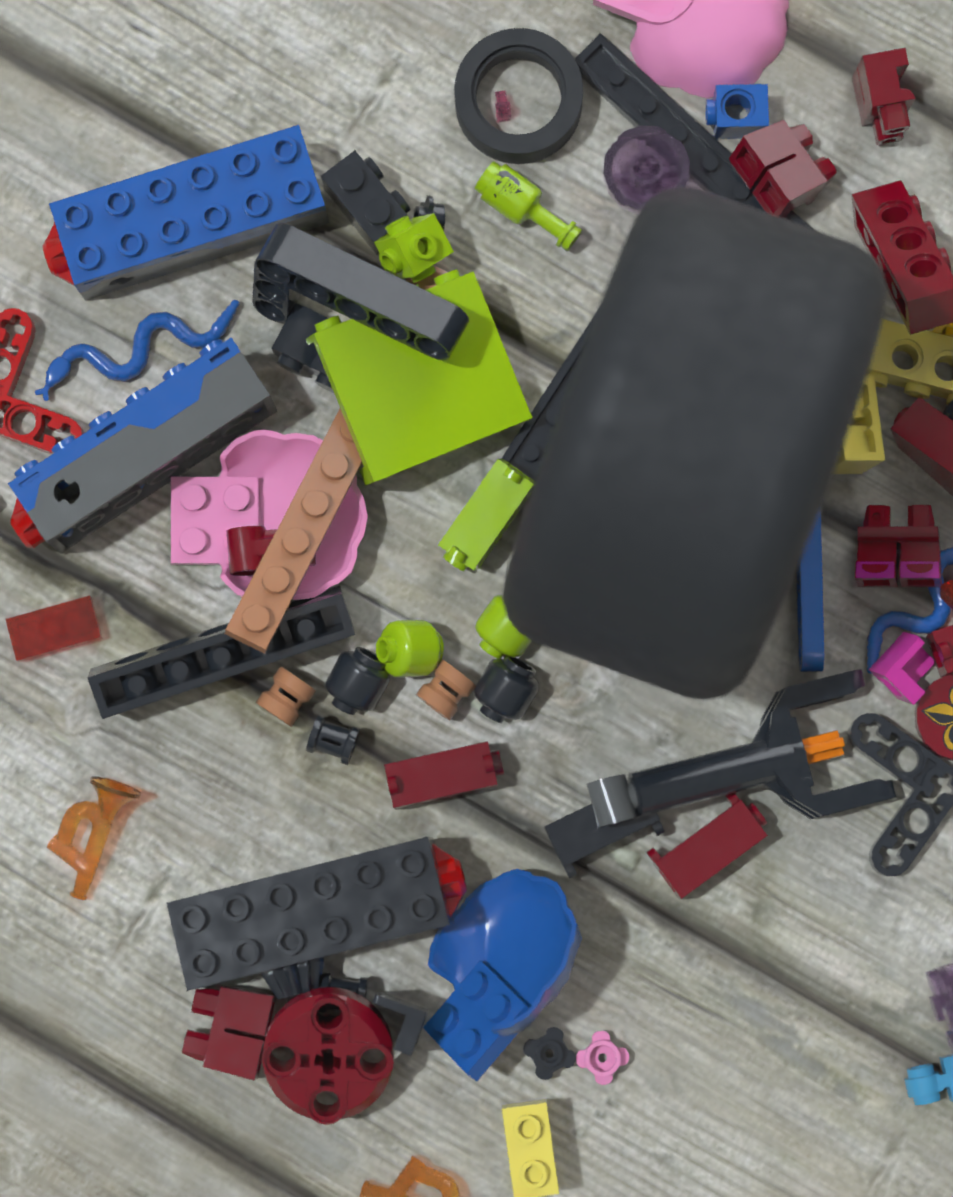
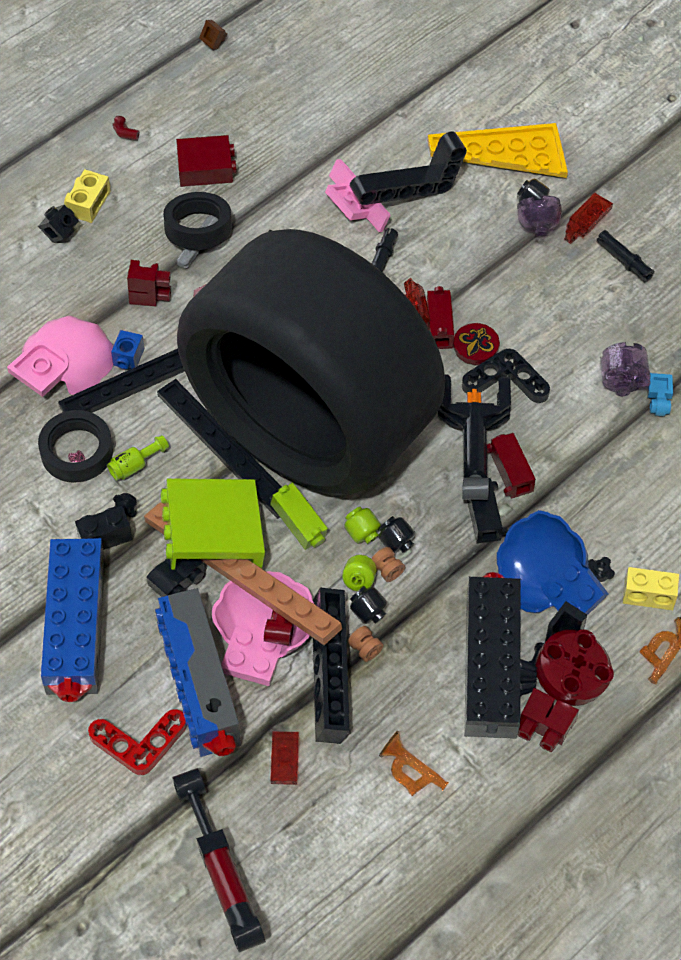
camera: 80 degrees left, 25 degrees down
(61, 366) = (132, 713): blue animal -> none
(301, 264) = (150, 531): beam -> none
(333, 739) = (404, 622): black bush -> none
(413, 247) = (140, 506): lime brick -> none
(443, 775) = (434, 578): dark red brick -> none
(602, 1070) = (612, 540): bright pink plate -> none
(643, 165) = (143, 393): clear purple cylinder -> none
(781, 168) = (158, 335): hips -> none
(903, 667) = (451, 358): dark pink panel -> none

